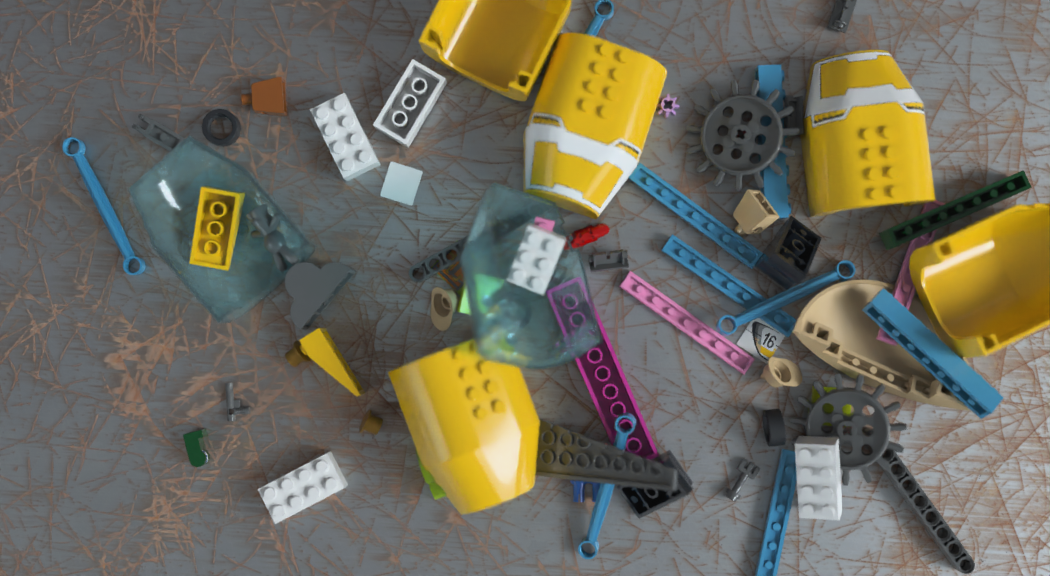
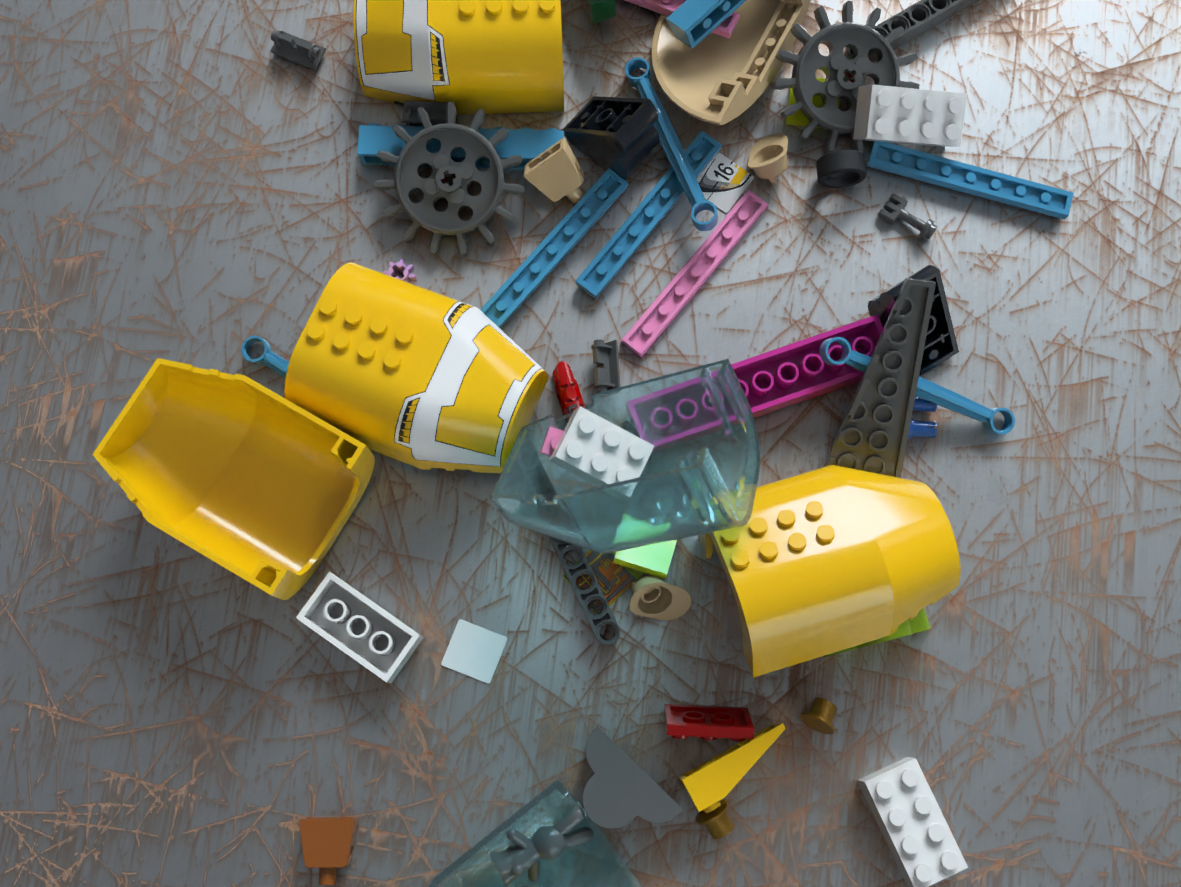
camera: 90 degrees left, 10 degrees down
(345, 137) = (398, 727): white brick -> none
(360, 345) = (708, 722): none -> red plate

